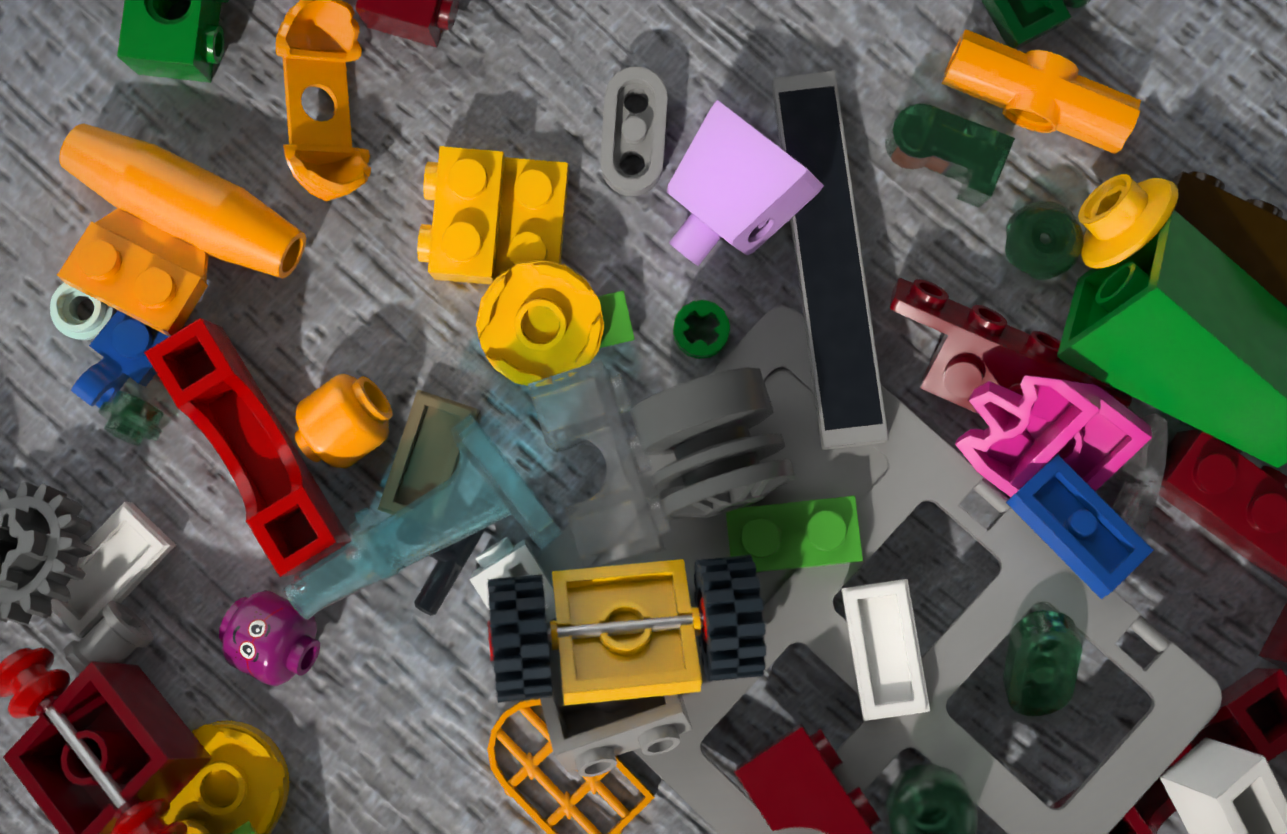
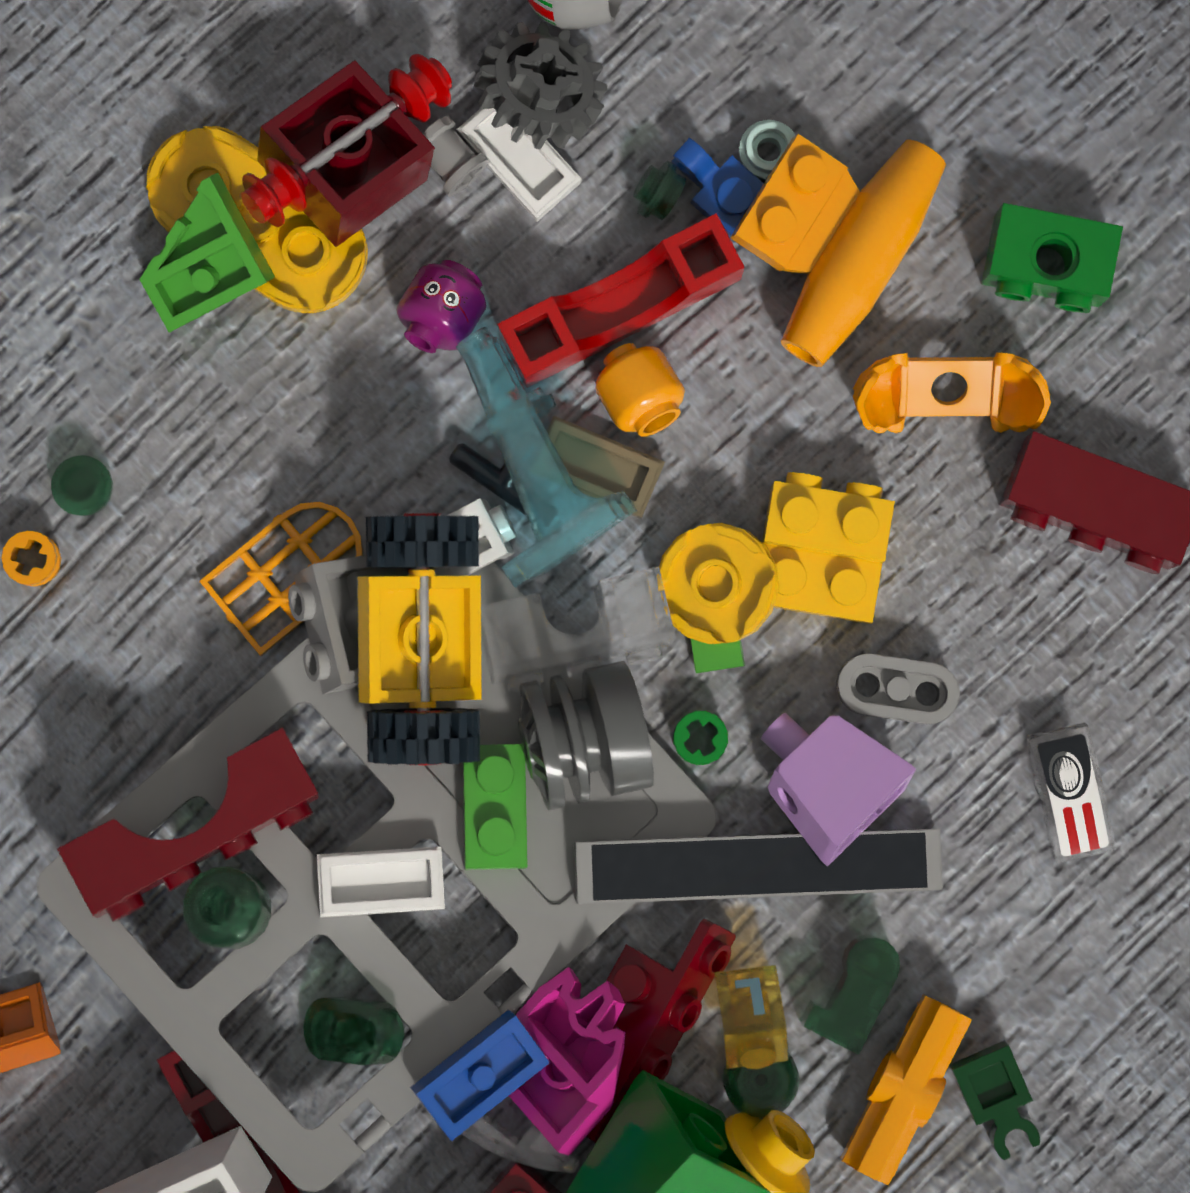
camera: 90 degrees right, 0 degrees up
(987, 250) = (751, 1017): none -> clear yellow brick

